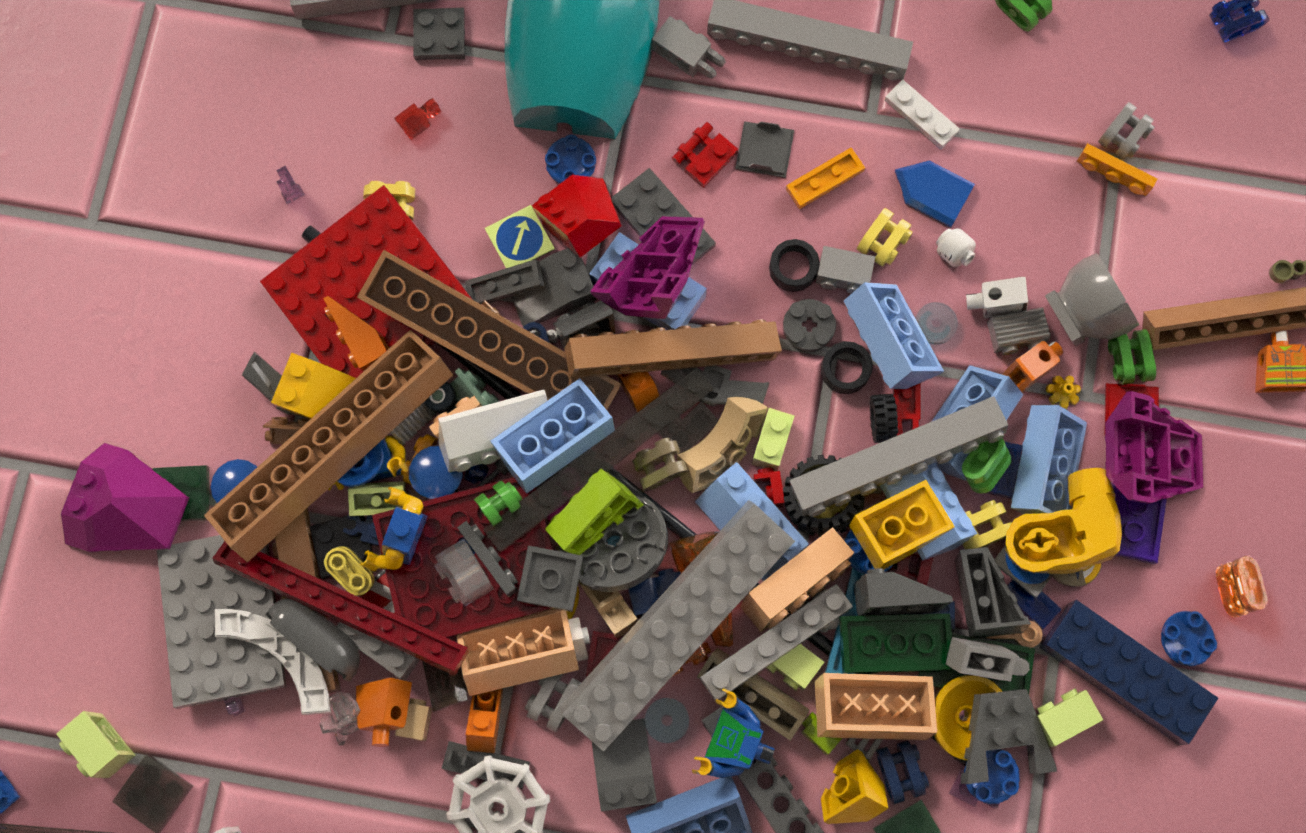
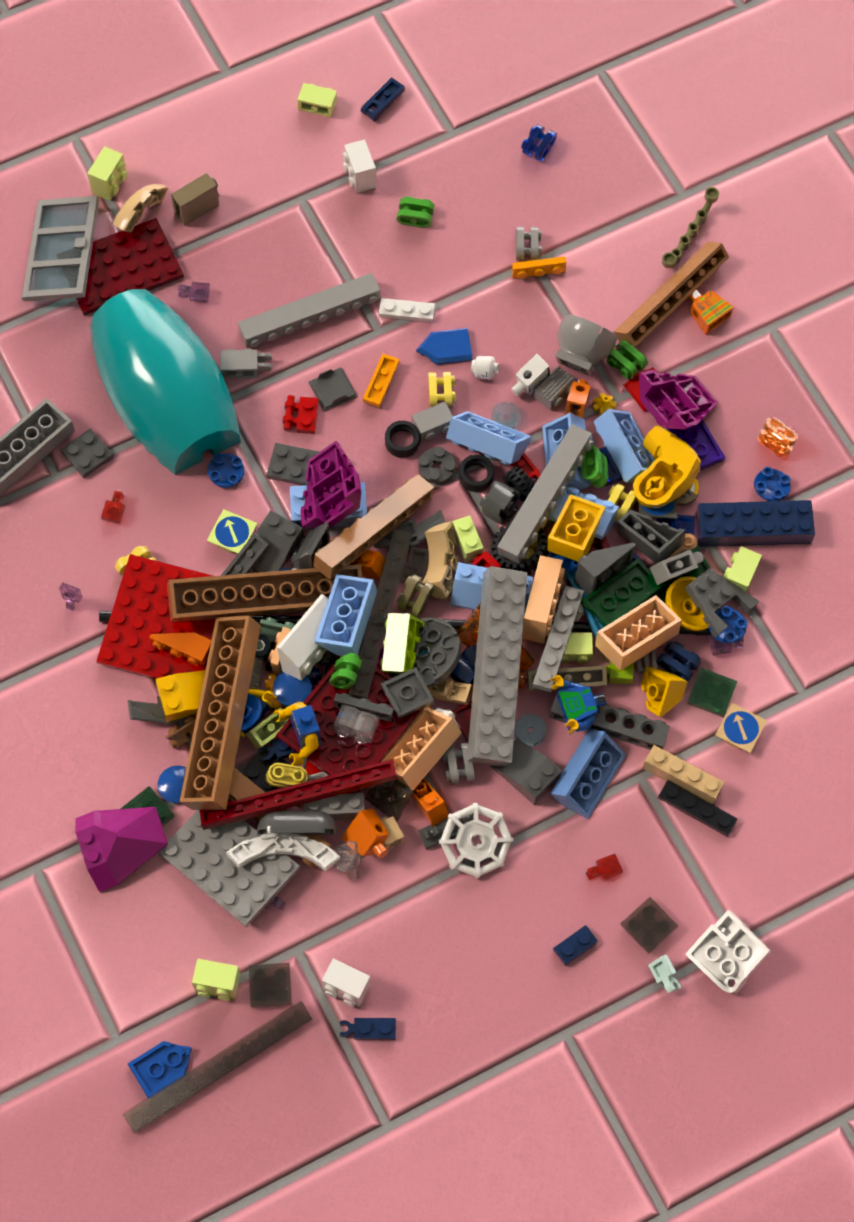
camera: 40 degrees left, 10 degrees down
(578, 213) = (257, 493): red wedge -> none
(843, 425) = (500, 502): none -> dark grey brick

